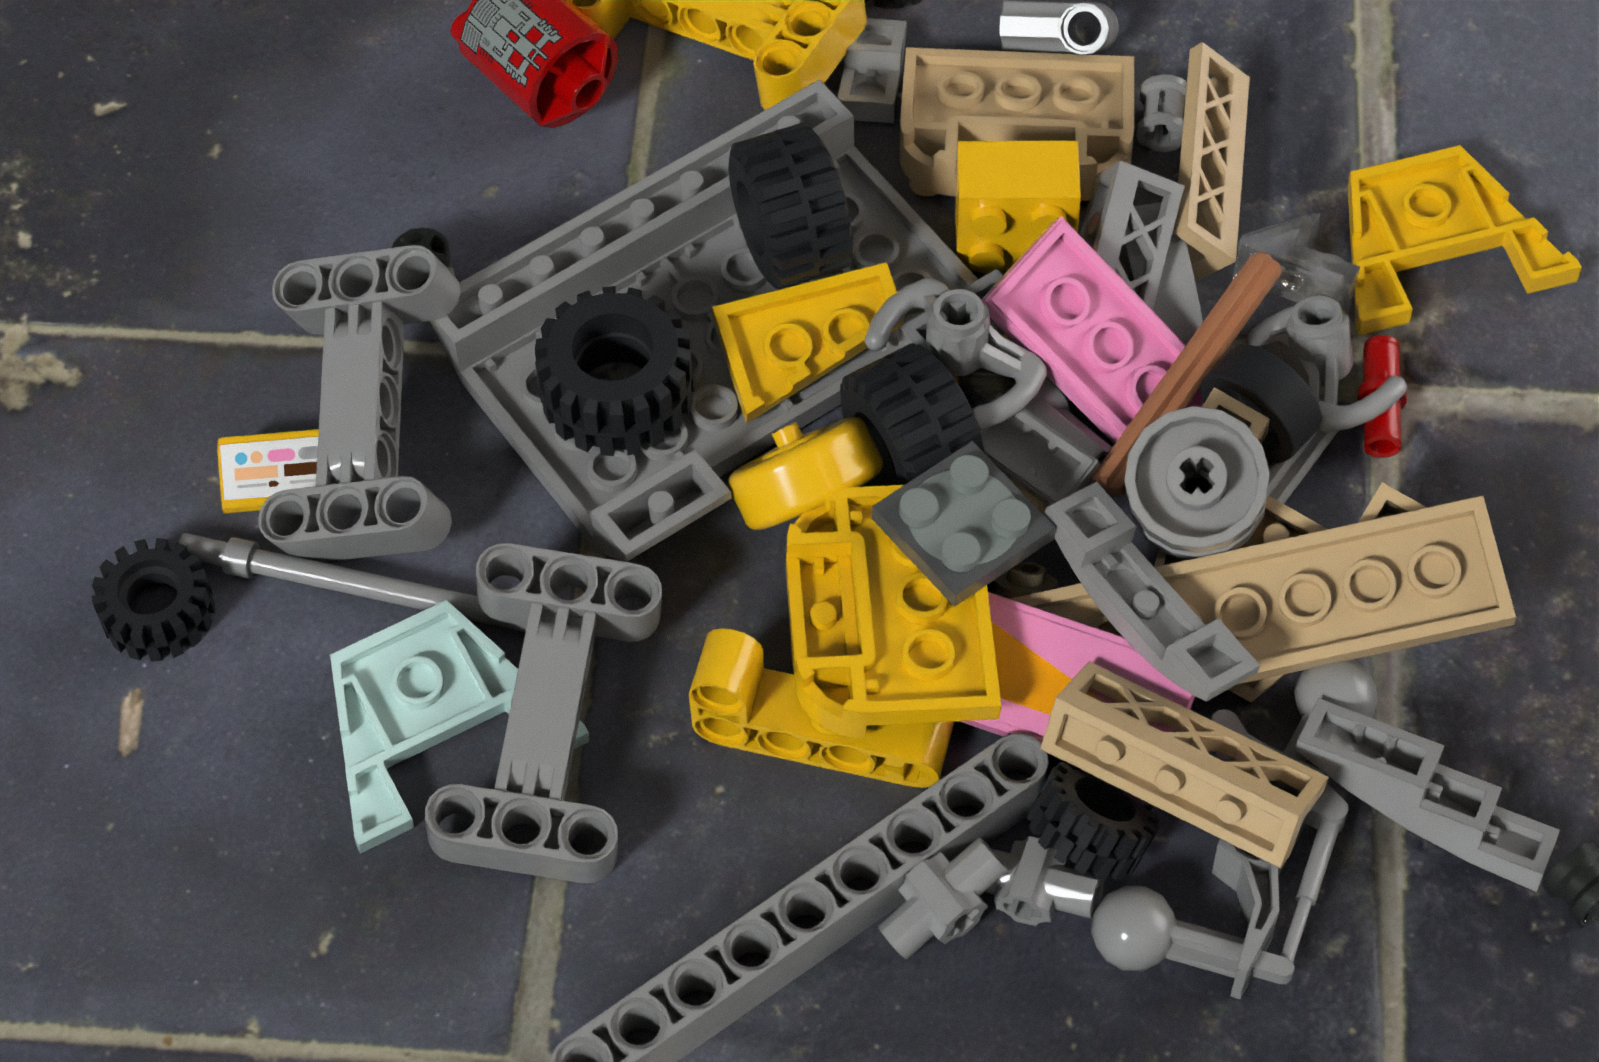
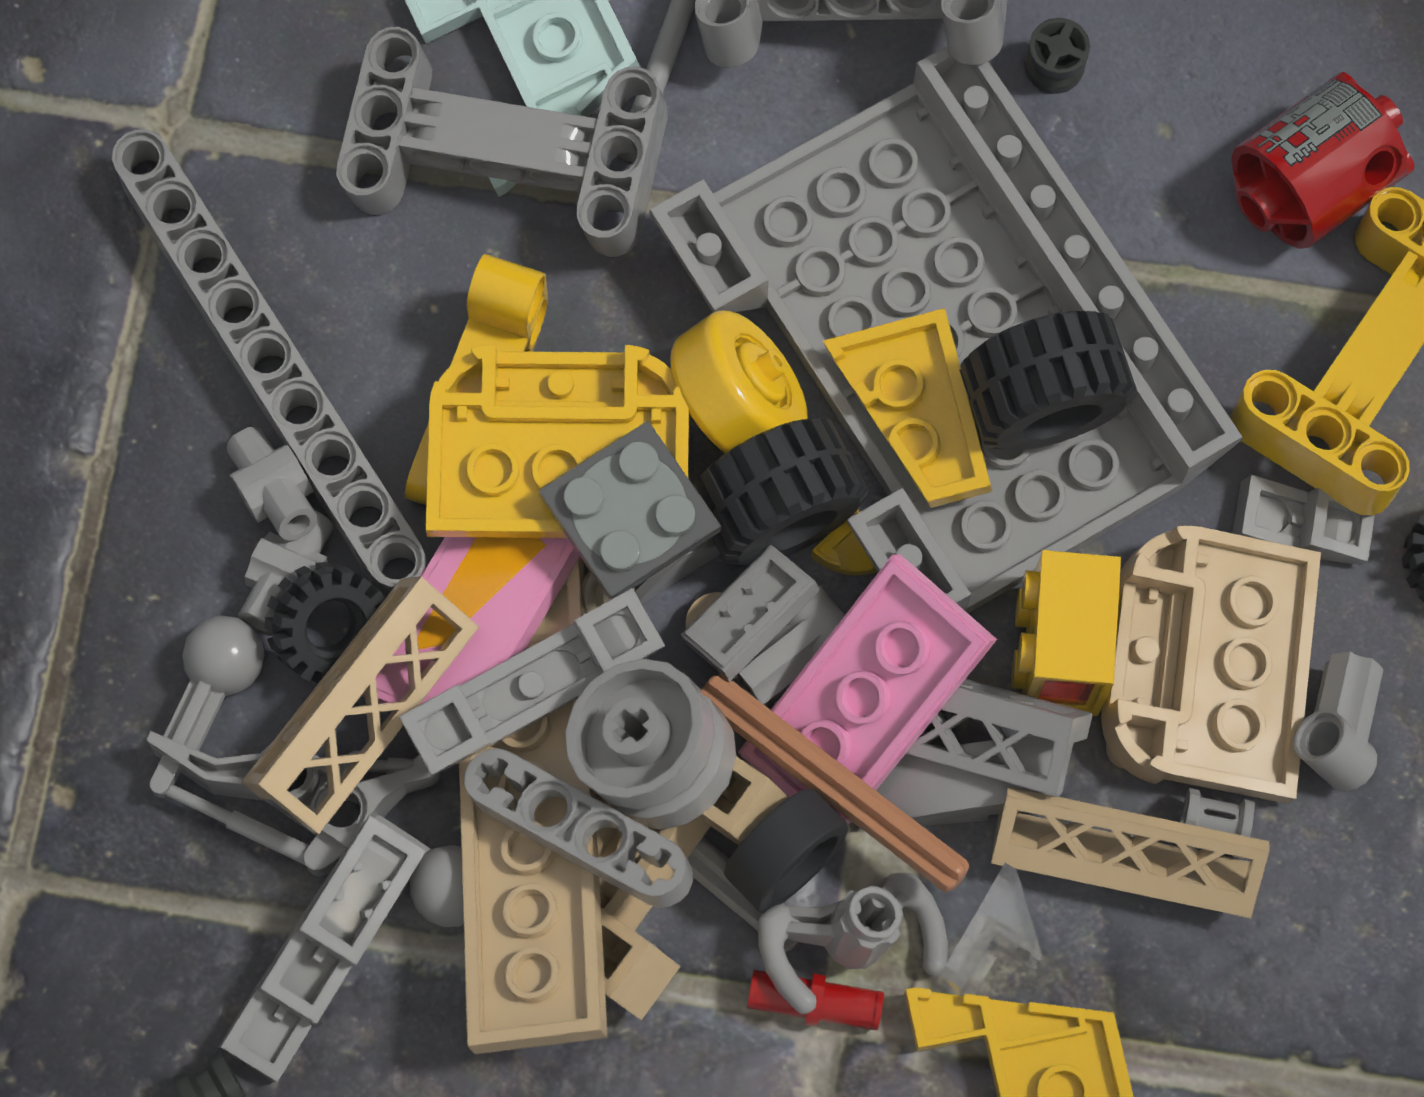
camera: 90 degrees right, 15 degrees up
(607, 331) = (882, 165): black tyre -> none
(963, 342) = (861, 535): light grey piece -> none
(1293, 545) = (574, 831): none -> light grey beam

